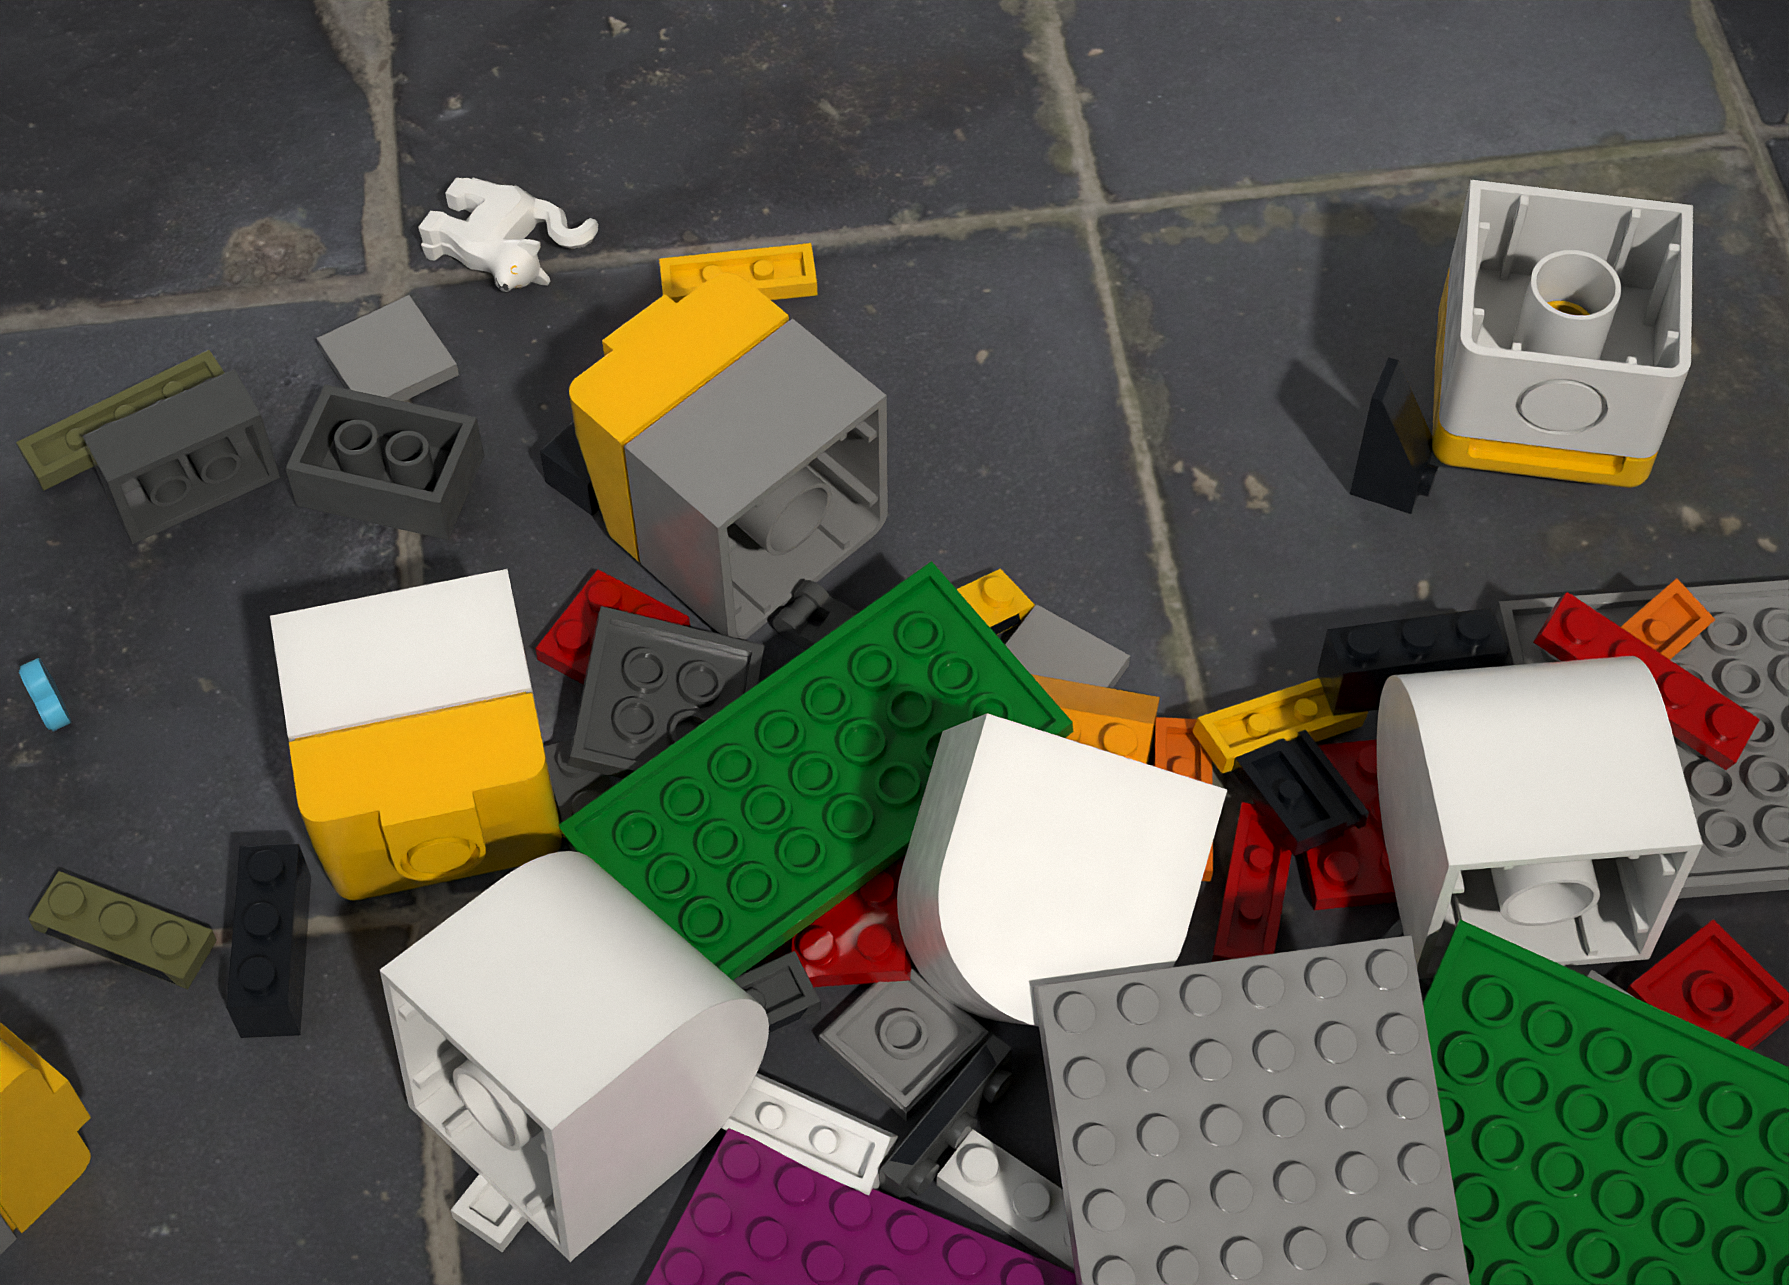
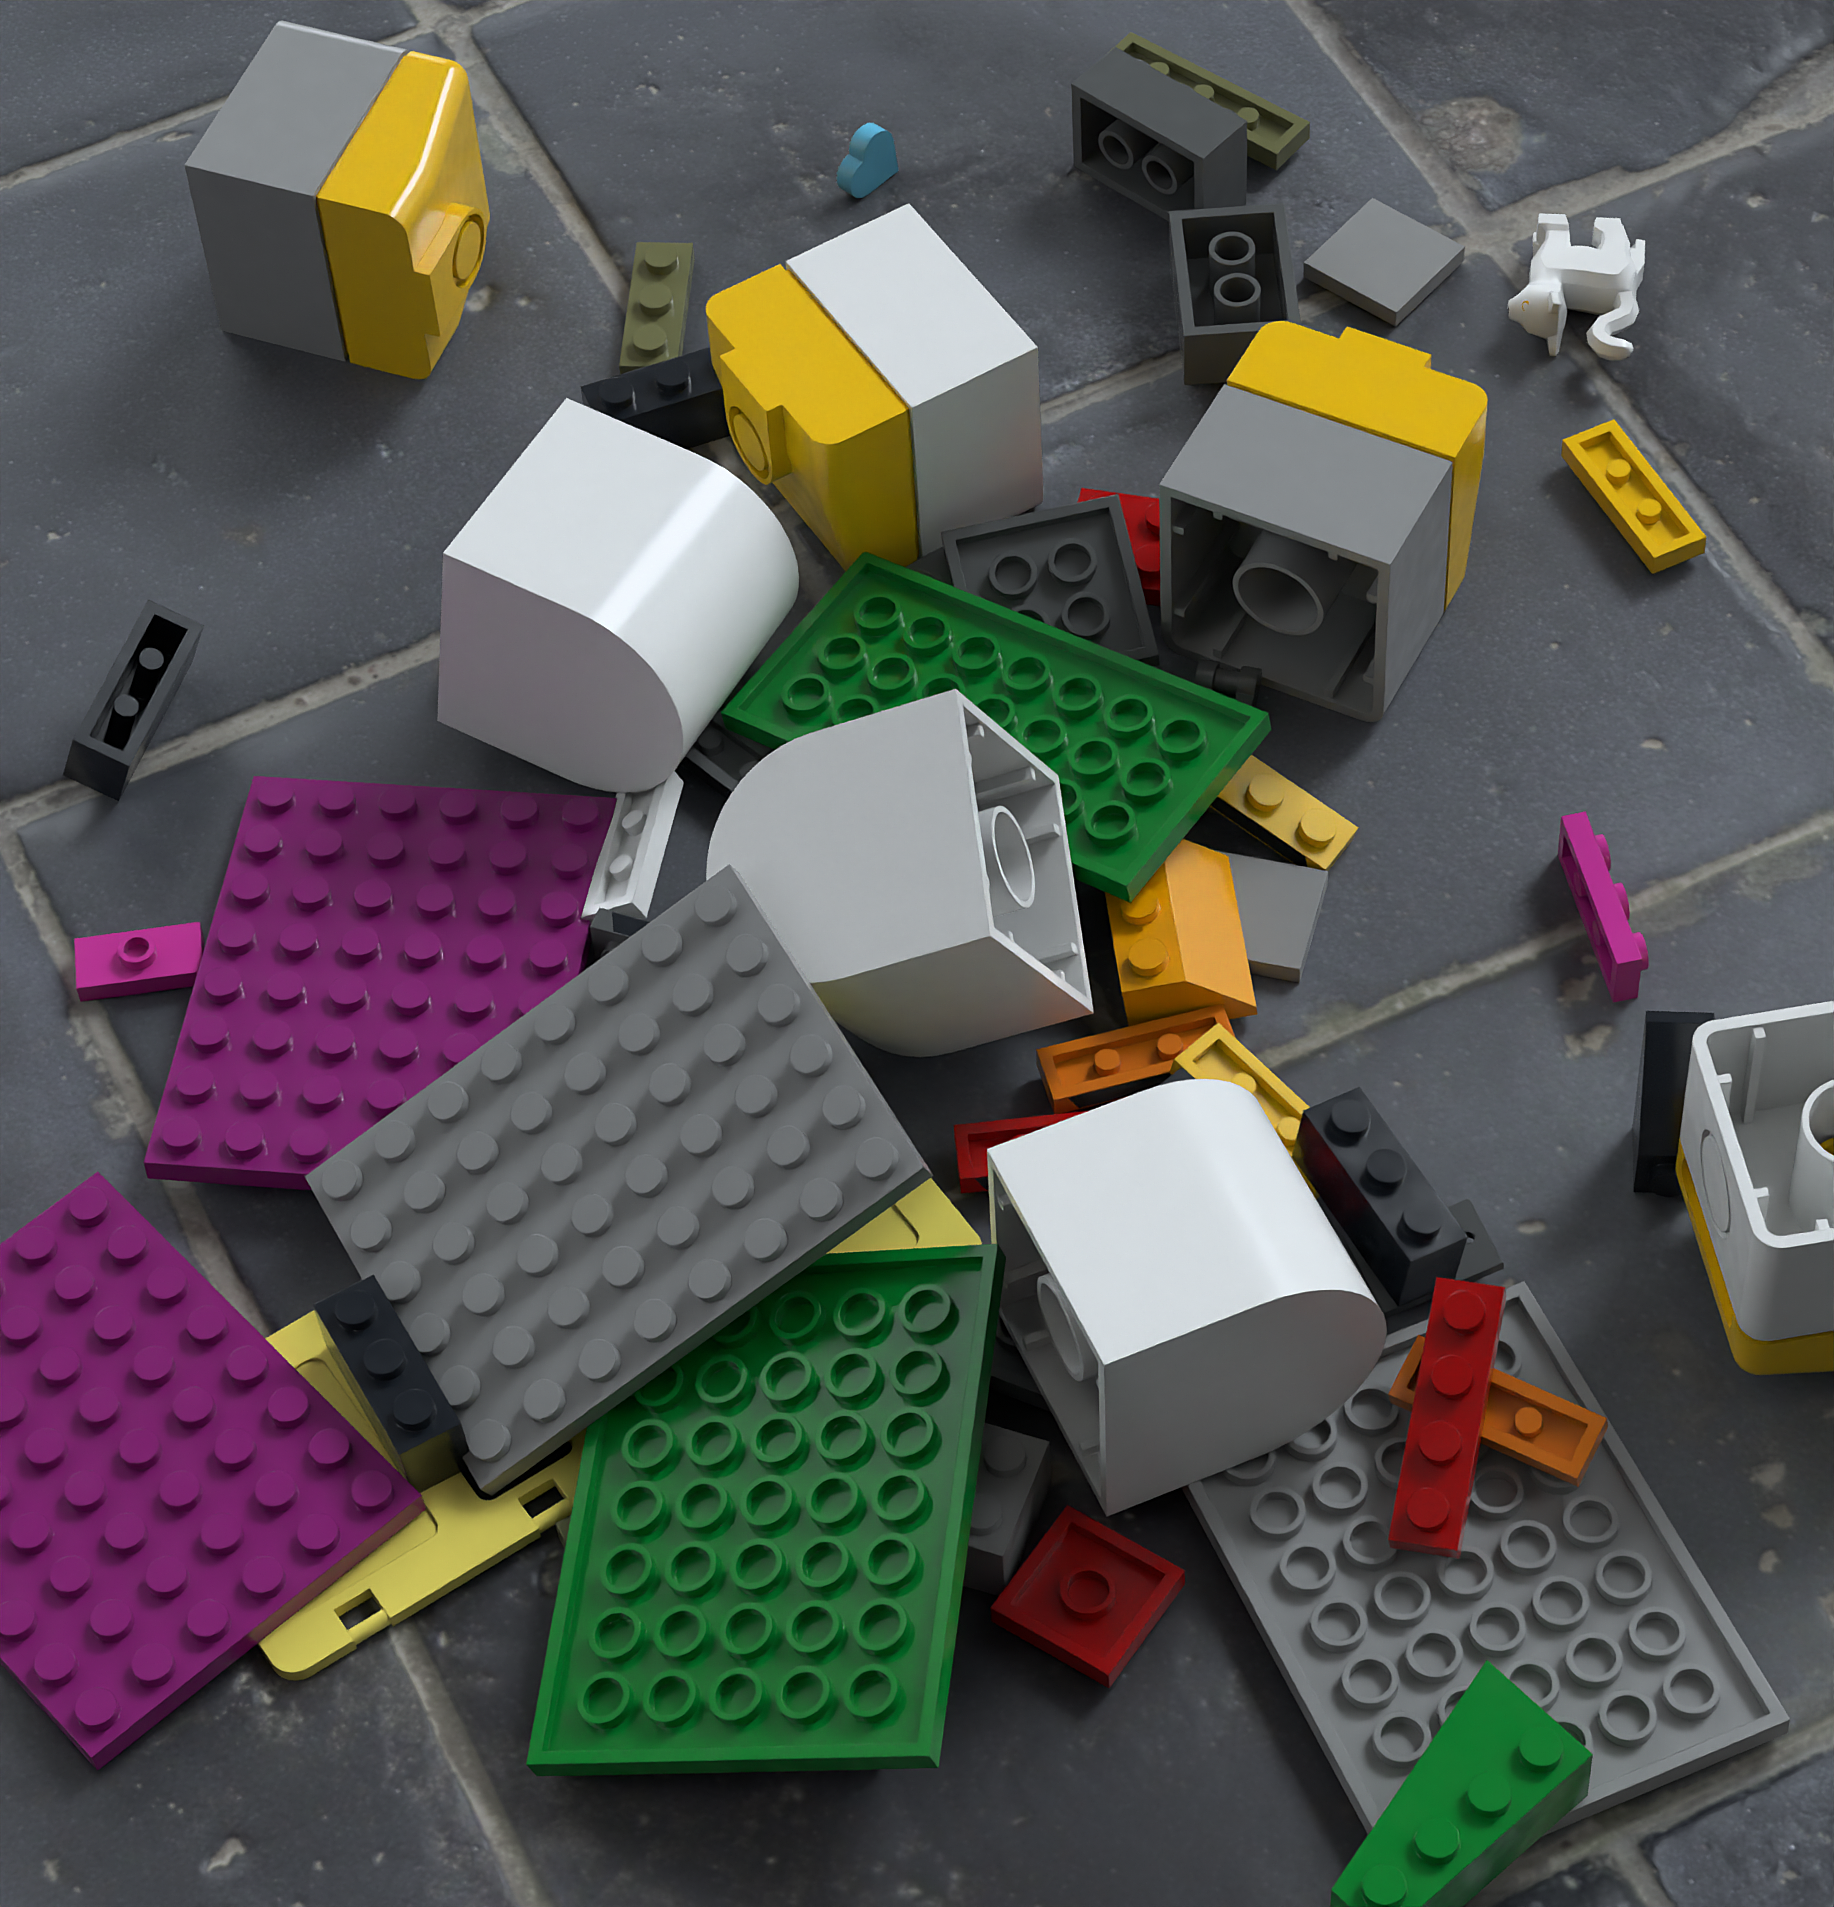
camera: 75 degrees right, 5 degrees down
(1149, 435) = (1602, 906): none -> dark pink plate

